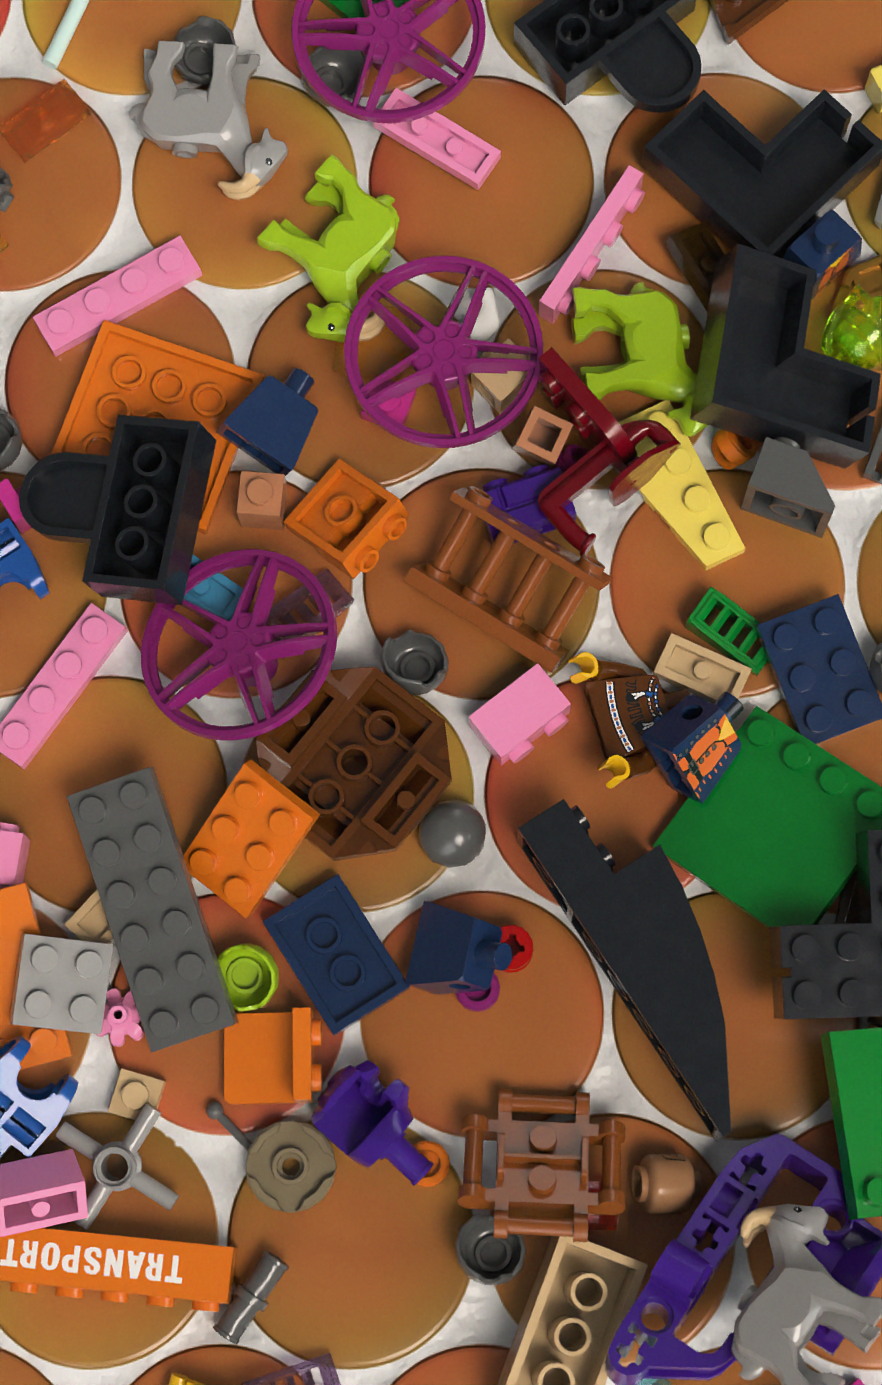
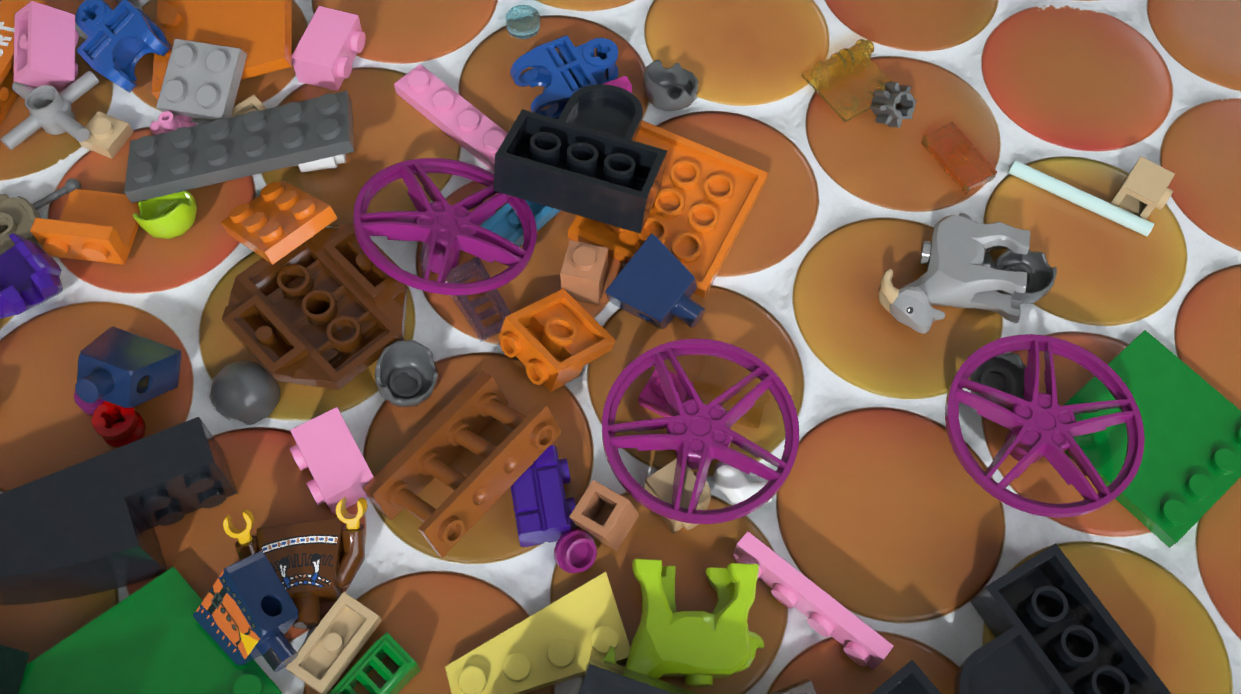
camera: 90 degrees right, 15 degrees down
(117, 295) = (794, 195): bright pink plate -> none
(336, 955) = (164, 283): dark blue plate -> none
(346, 251) = (819, 370): lime animal -> none
(441, 142) = (929, 474): bright pink plate -> none
(613, 449) = (585, 572): dark red plate -> none

